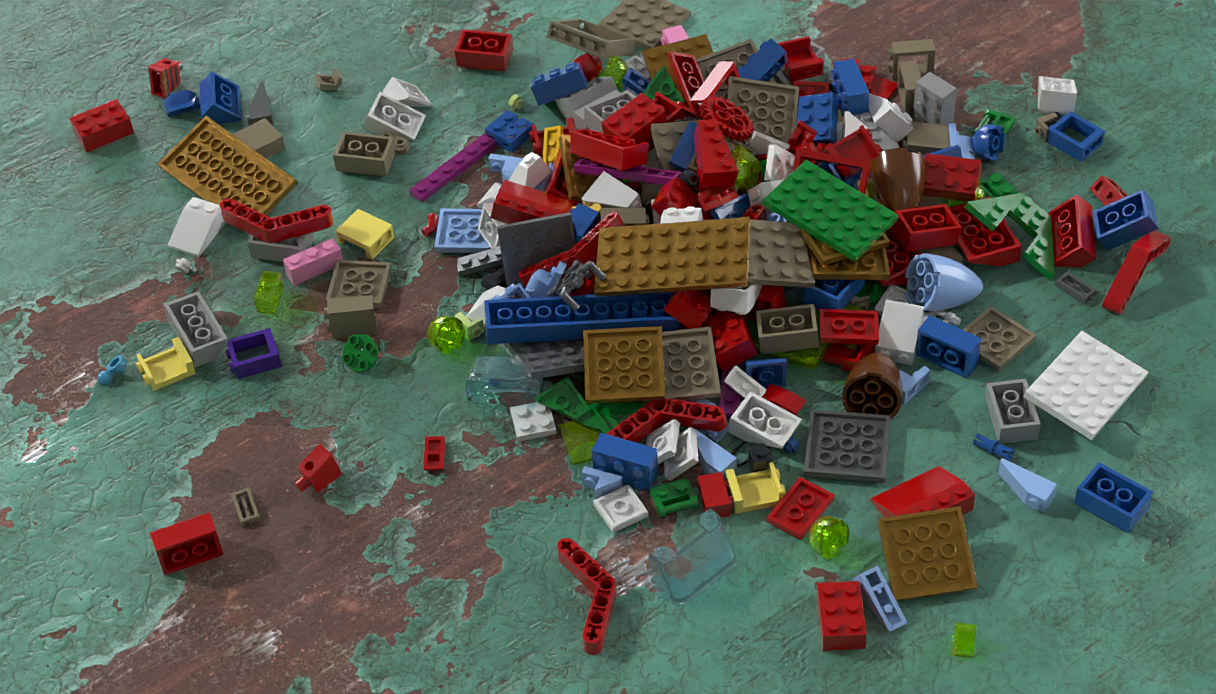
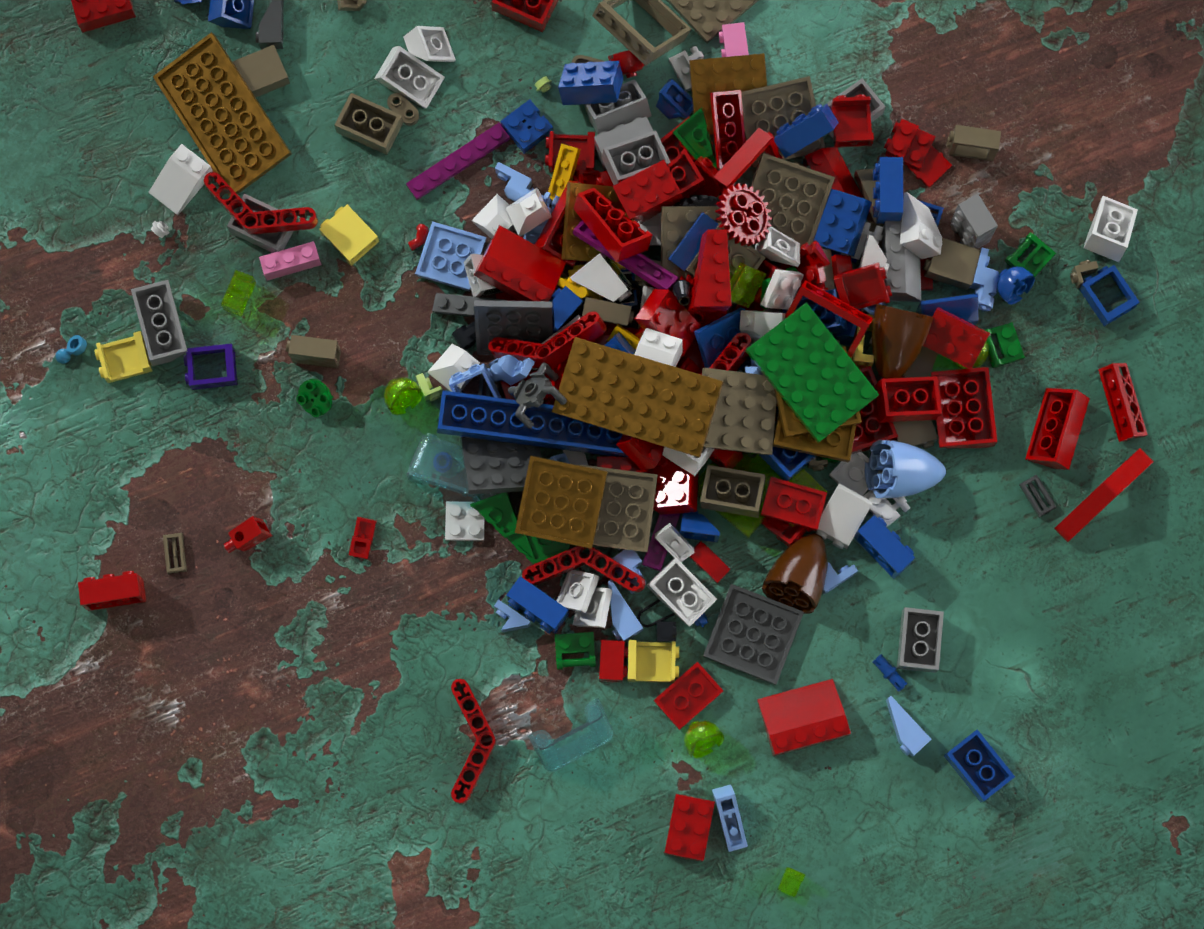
camera: 10 degrees right, 30 degrees up
(359, 279) = (330, 300): dark tan plate -> none
(578, 441) = (504, 560): clear neon green piece -> none
(616, 68) = (655, 76): clear neon green cylinder -> none
(620, 508) = (522, 650): white plate -> none
(713, 198) = (704, 323): red bracket -> none
(812, 88) = (855, 165): red panel -> none
(907, 78) = (959, 182): dark tan window -> none
(927, 554) = (785, 786): pearl gold plate -> none
(1000, 338) = (936, 541): dark tan plate -> none
(1028, 217) = (1021, 399): green wing -> none
(1086, 385) = (1000, 629): white plate -> none
(1125, 220) = (1113, 435): blue brick -> none

